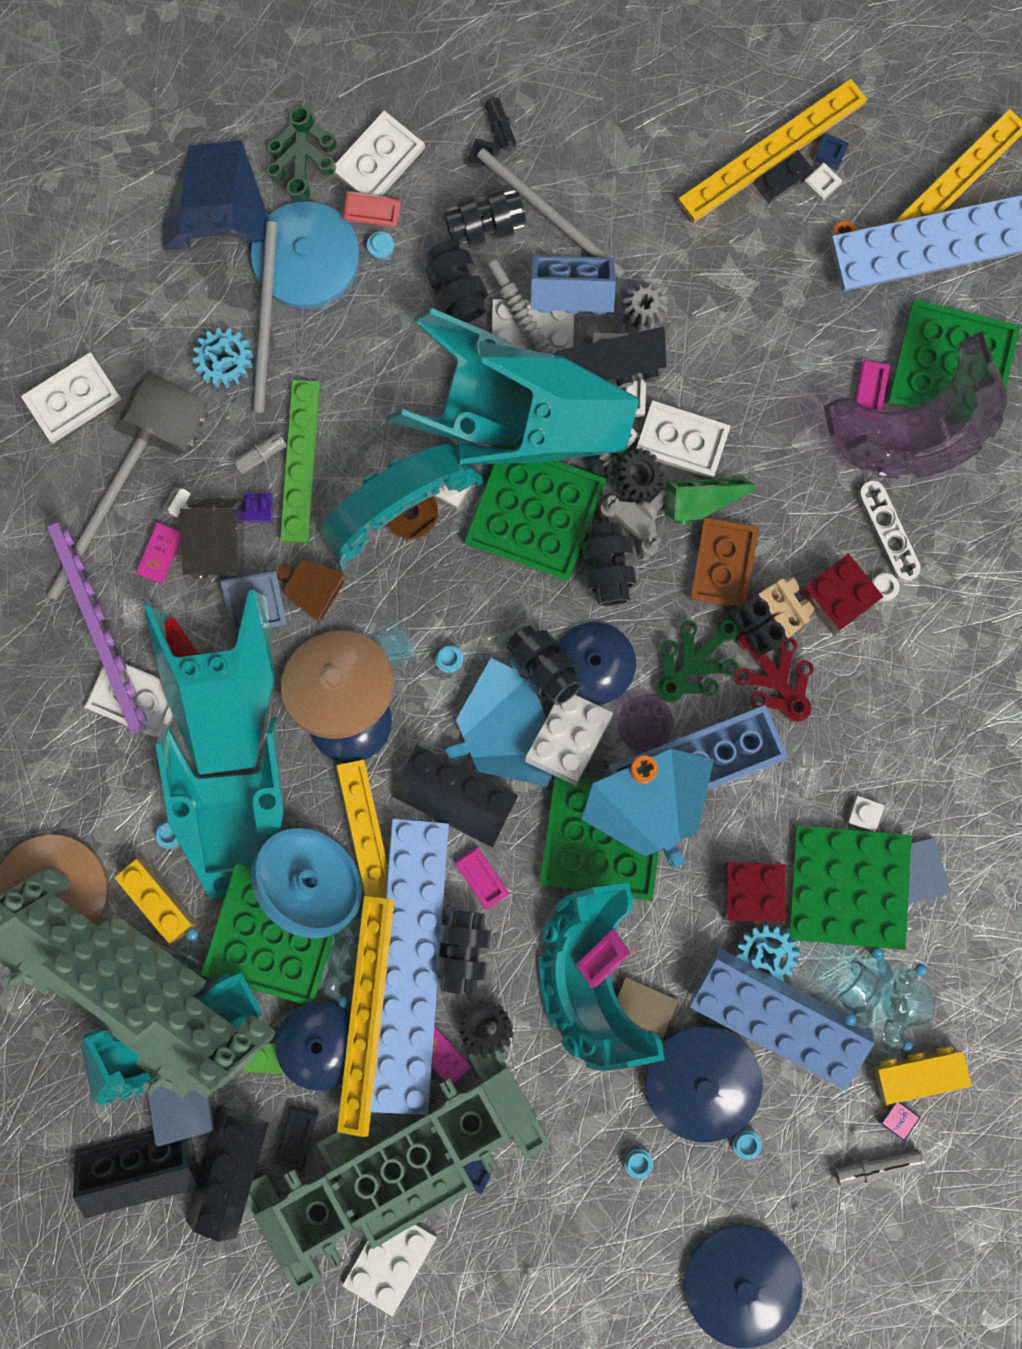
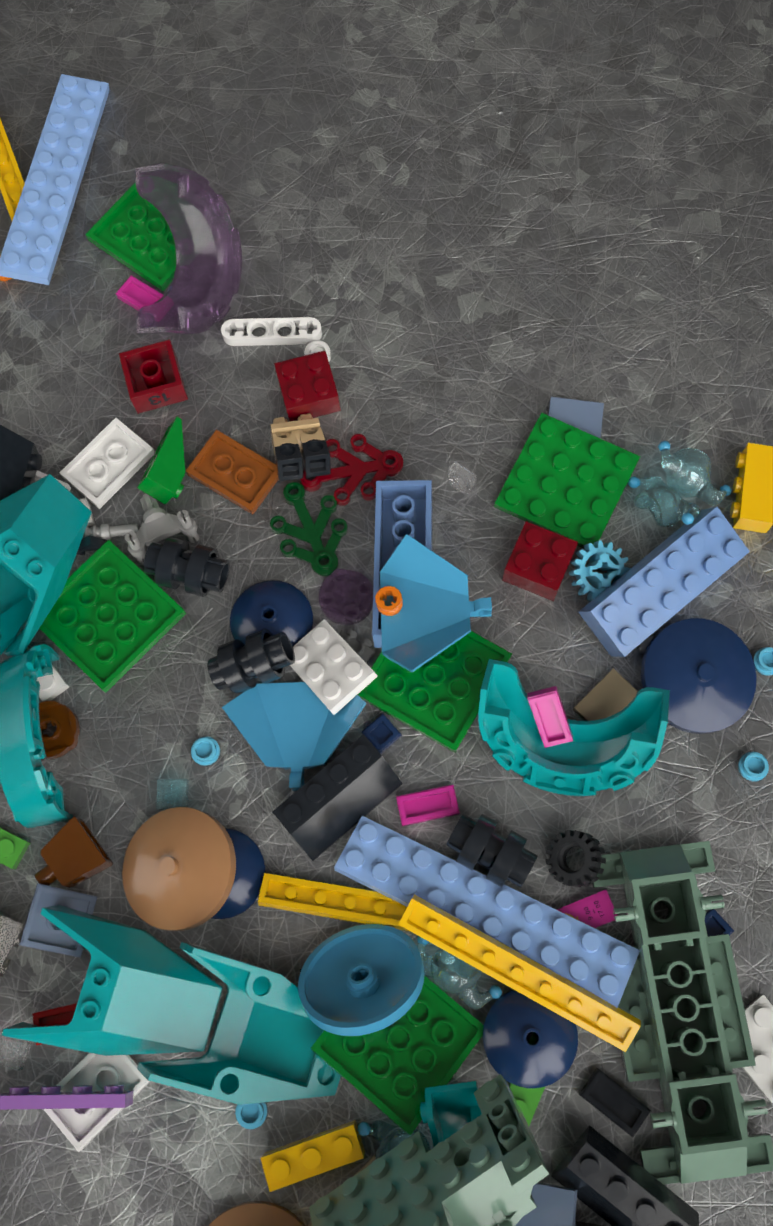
camera: 65 degrees left, 10 degrees down
(529, 810) = (382, 733): none -> dark blue tile
(649, 471) = (115, 501): black tyre -> none
(787, 441) = (153, 376): none -> dark red brick
(865, 814) = (507, 445): white plate -> none

